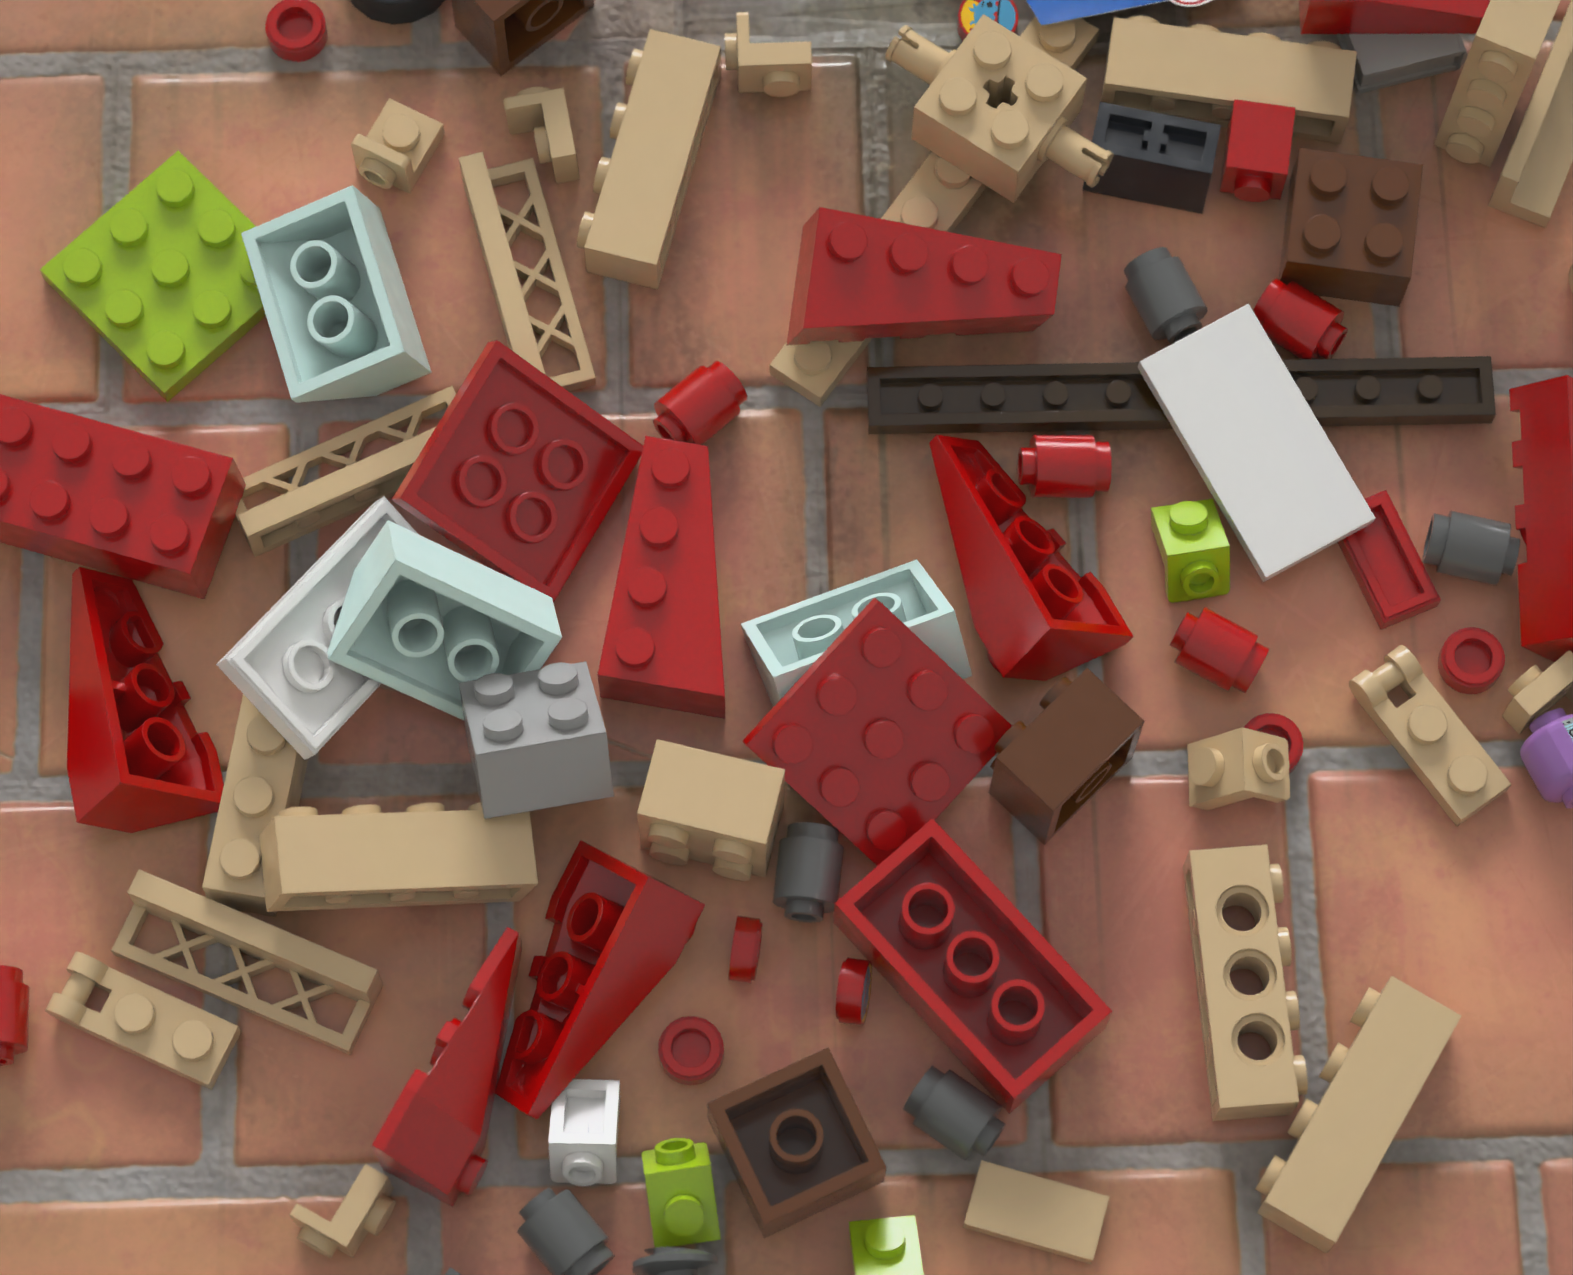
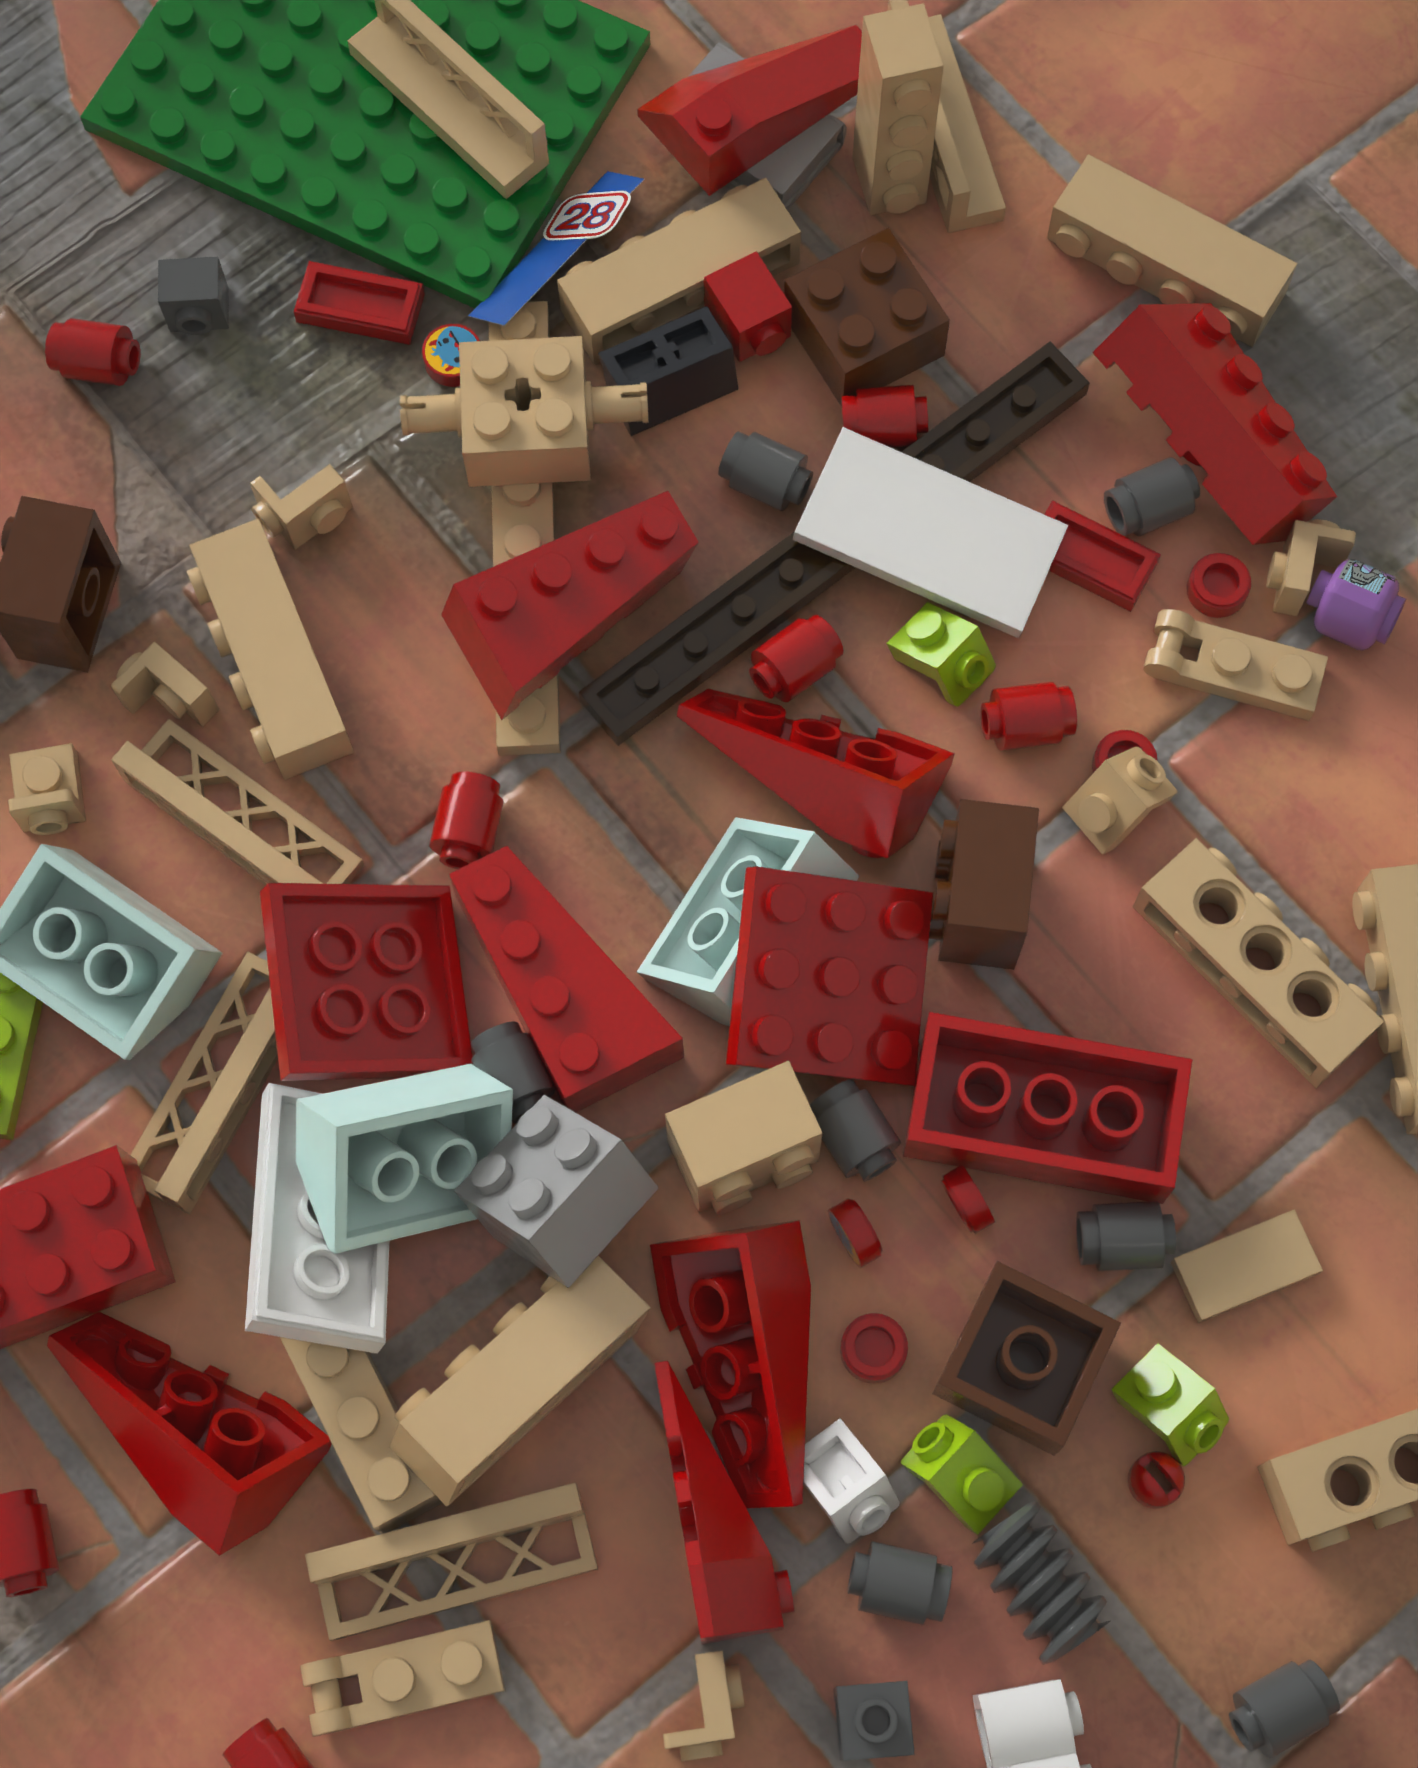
camera: 35 degrees left, 0 degrees up
(583, 620) = (515, 1061): none -> dark grey brick

